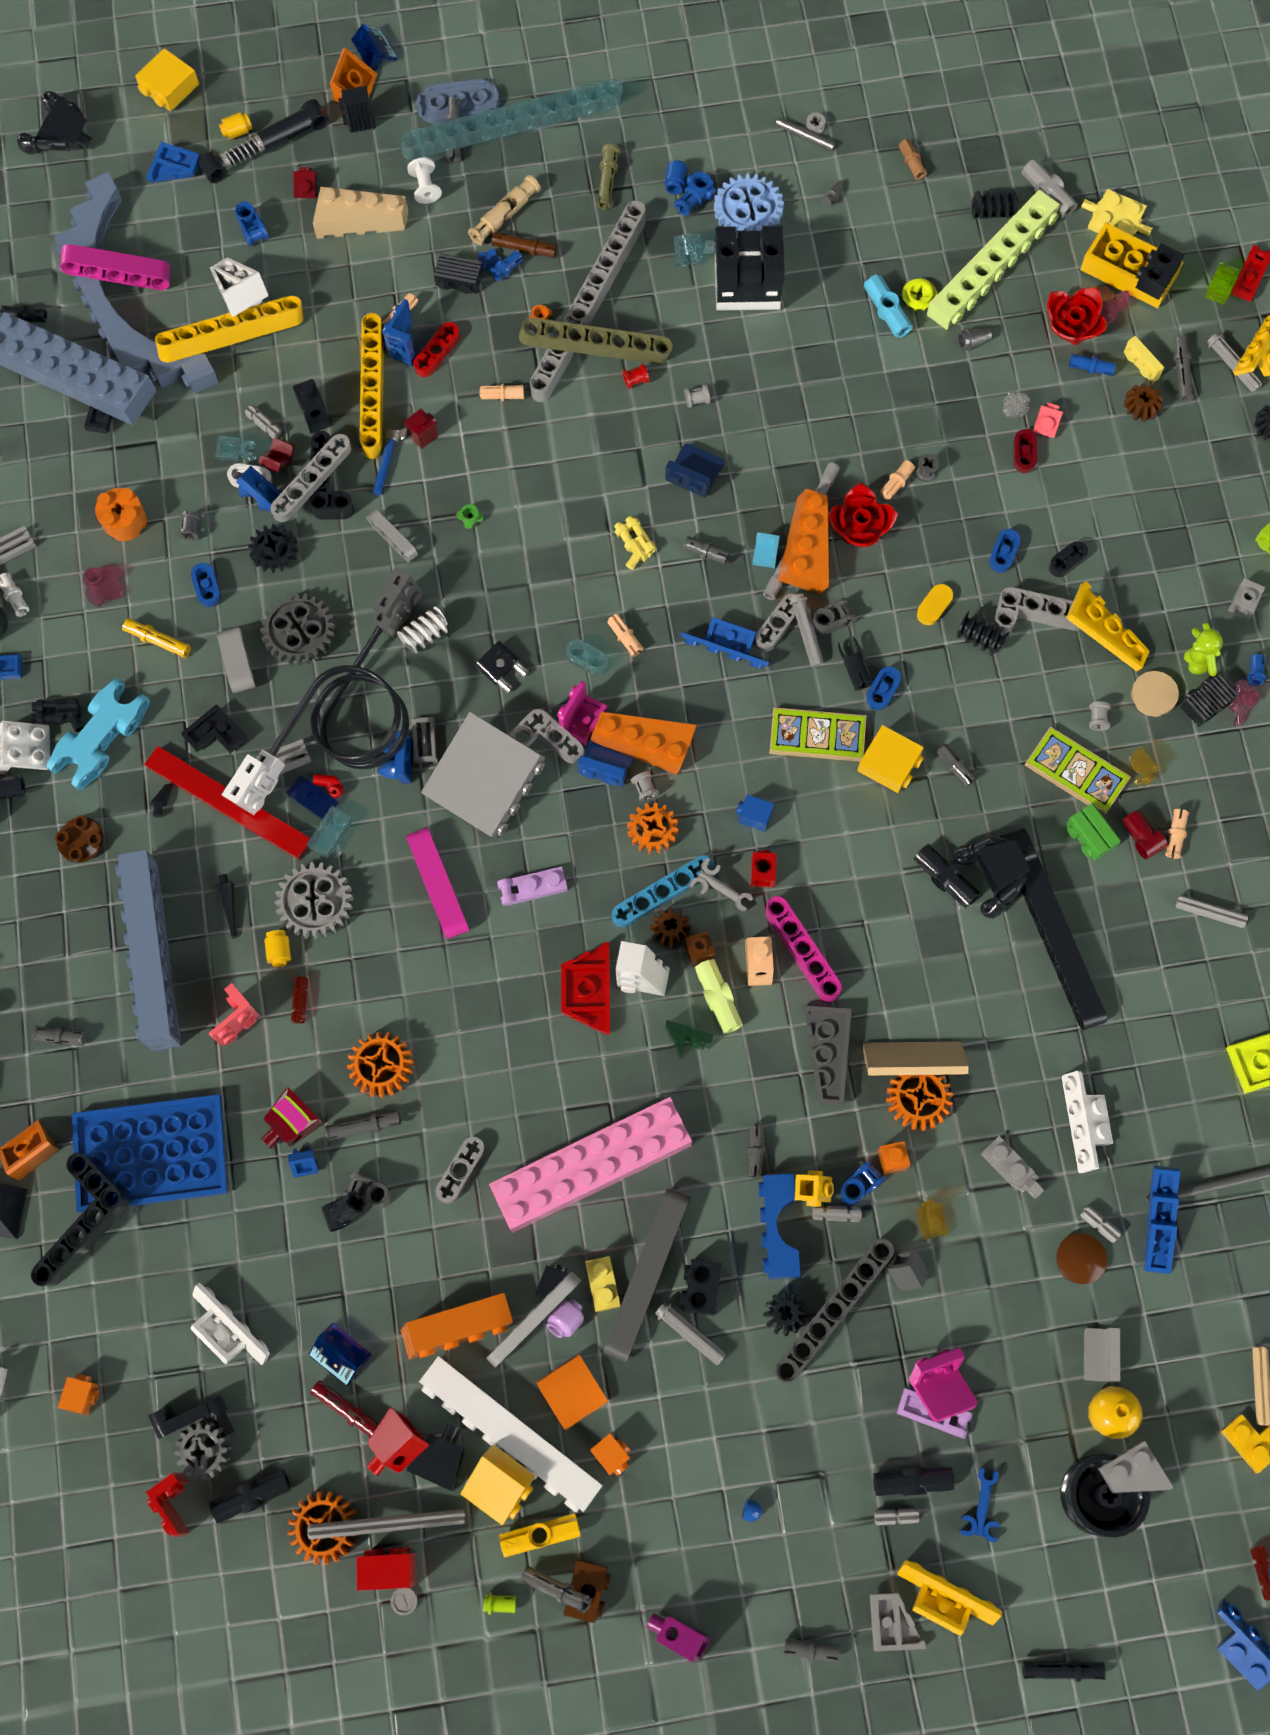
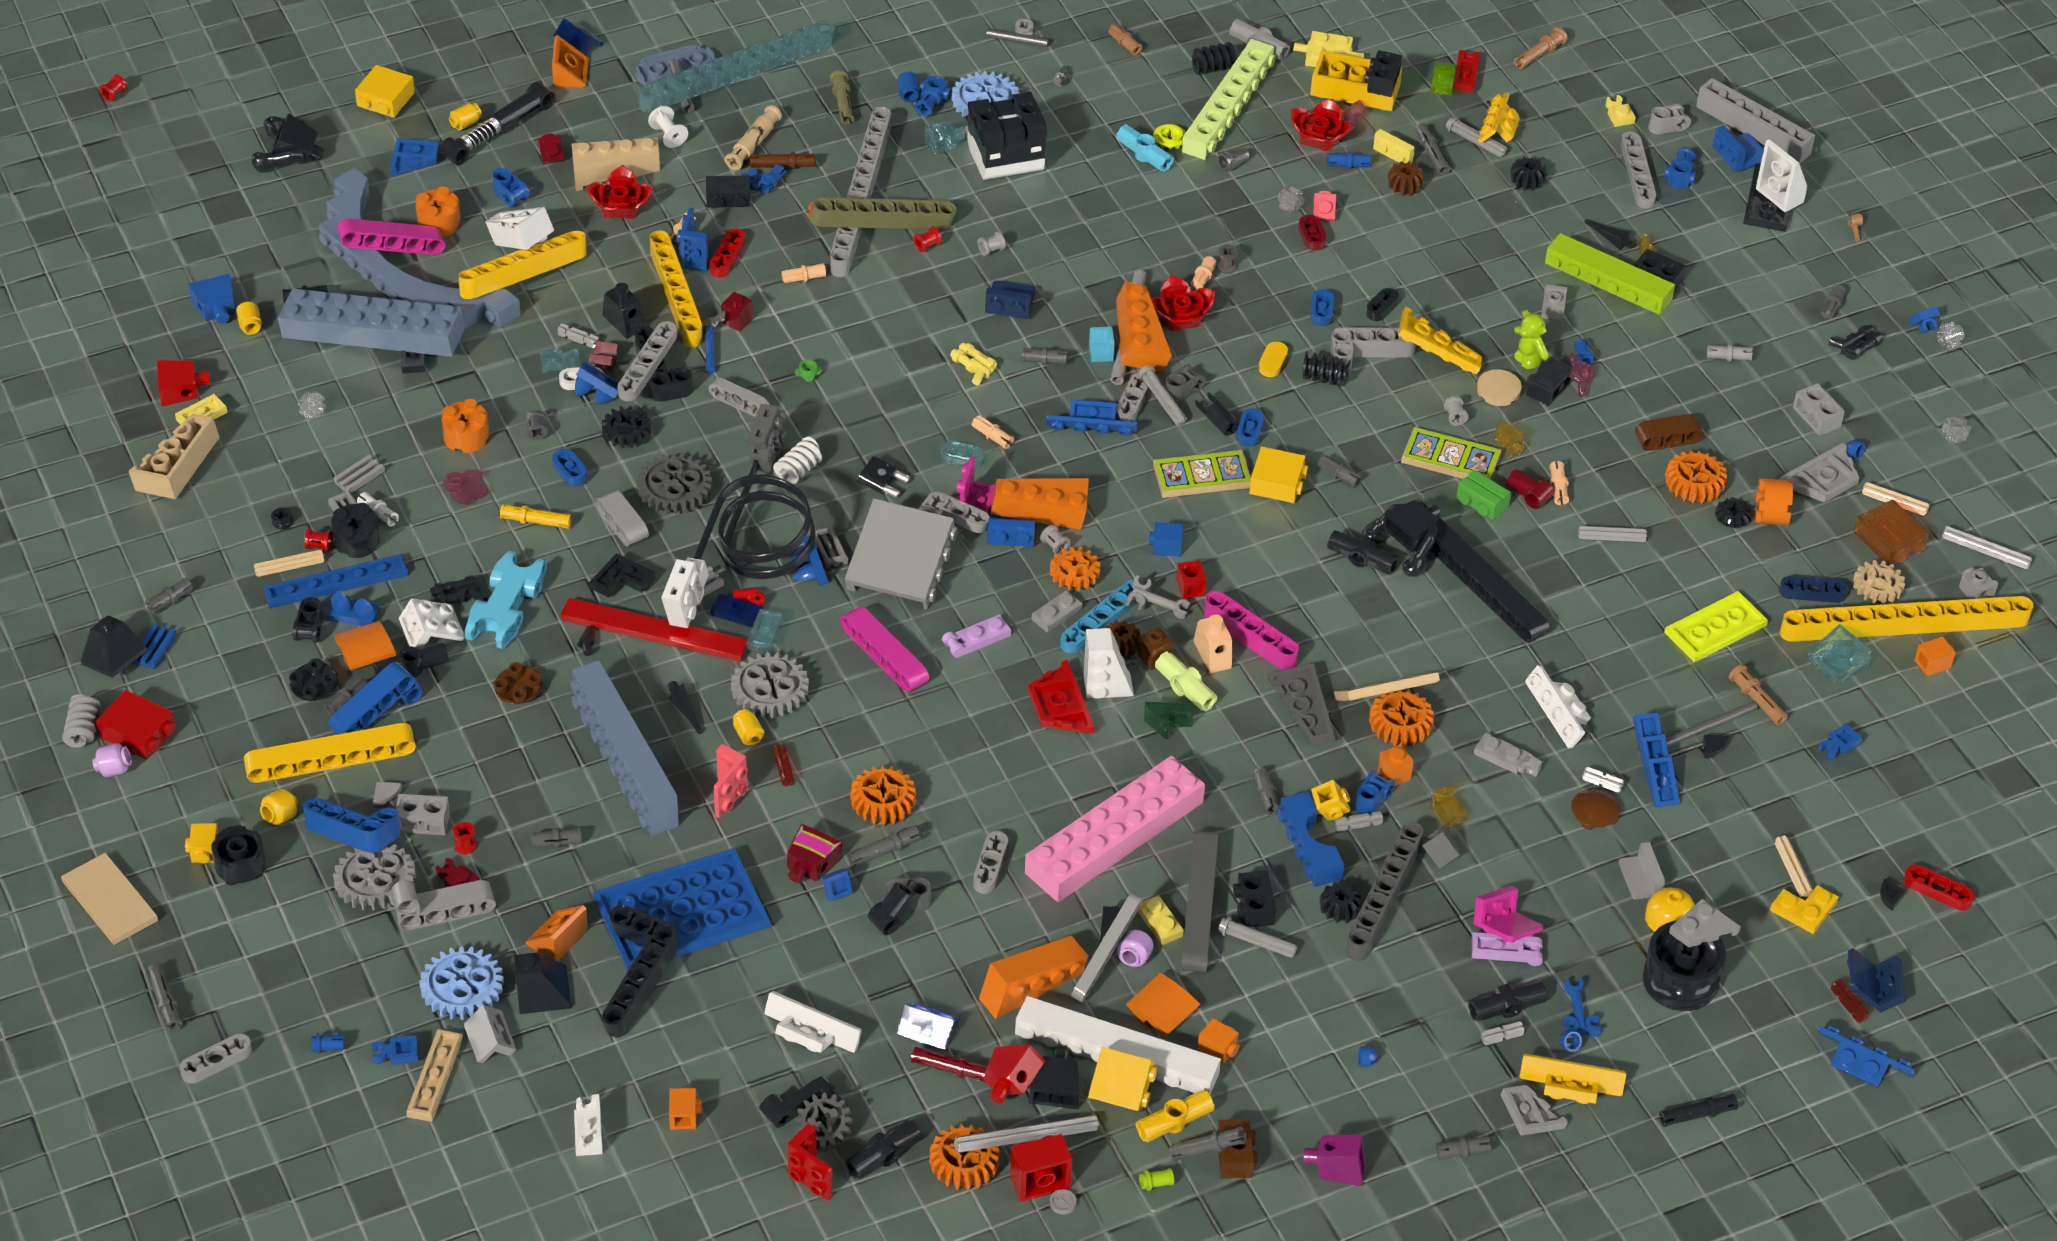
camera: 20 degrees left, 25 degrees down
(173, 241) = (439, 209): none -> orange brick
(351, 258) = (620, 194): none -> red brick
(357, 109) = (583, 82): black brick -> none
(620, 873) = (1056, 611): none -> light grey plate
(960, 1548) = (1568, 1046): none -> blue hinge
(1229, 1208) = (1713, 745): none -> black tile

